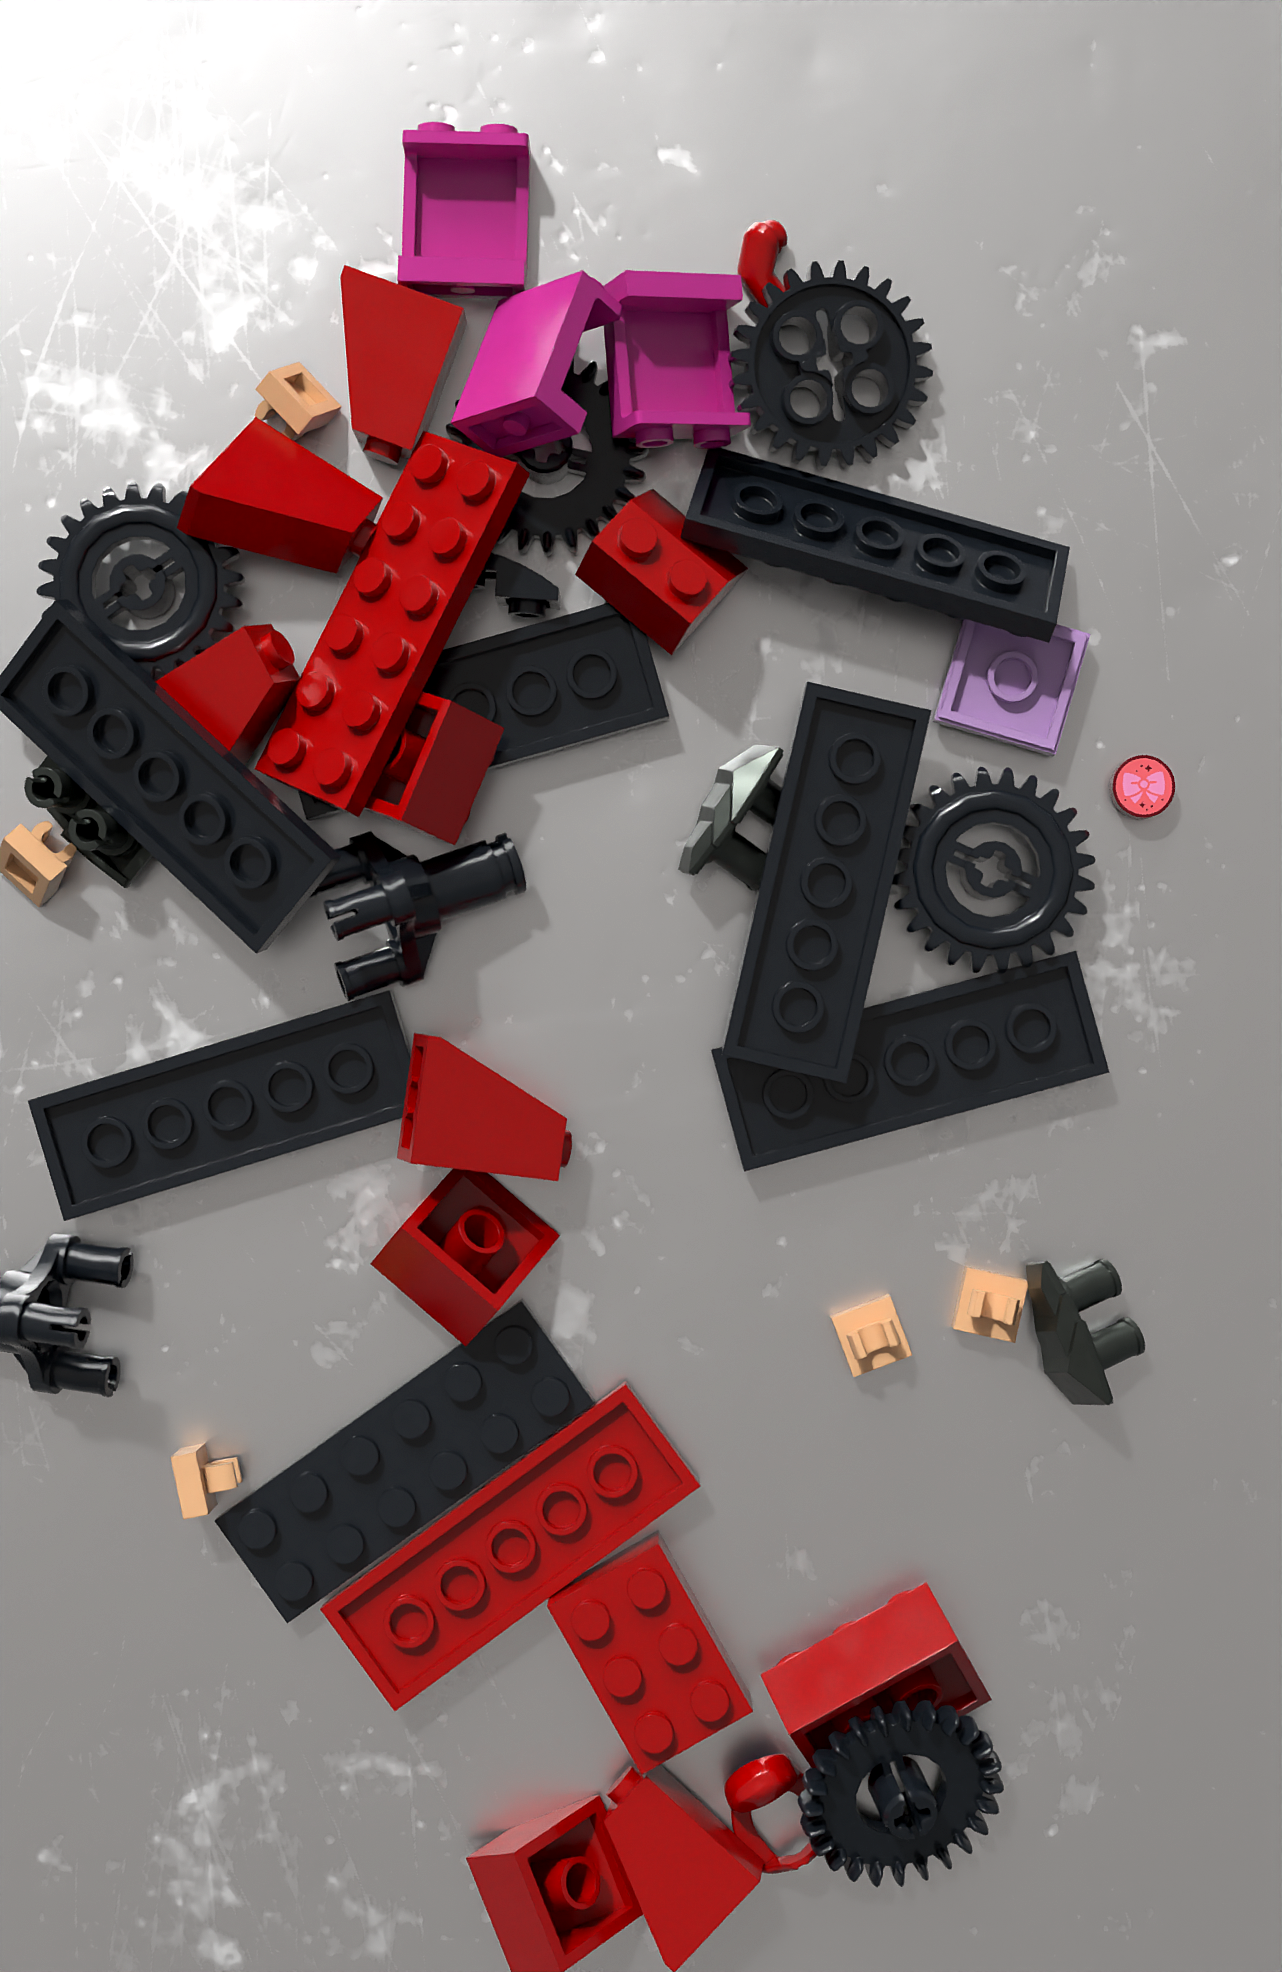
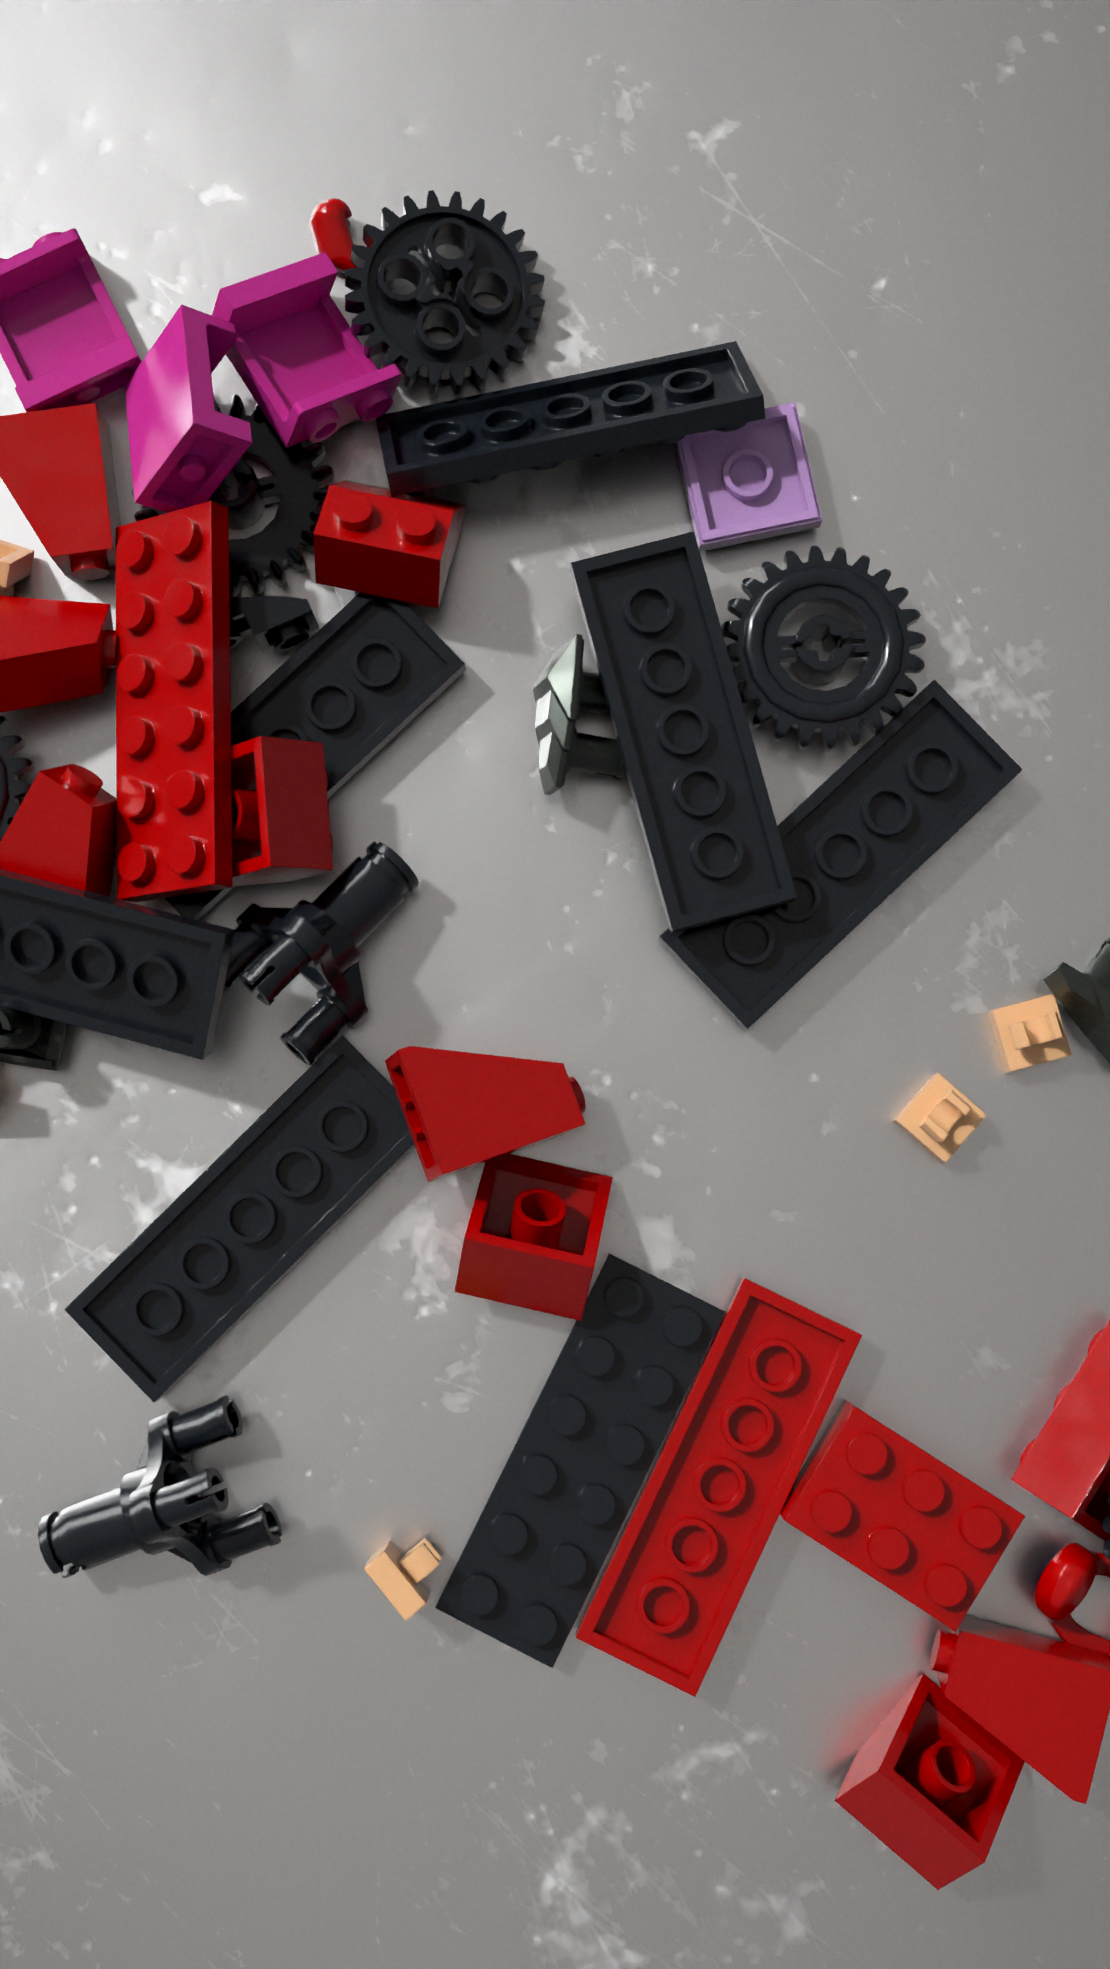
camera: 30 degrees left, 5 degrees down
(1142, 787) = (912, 512): tile -> none

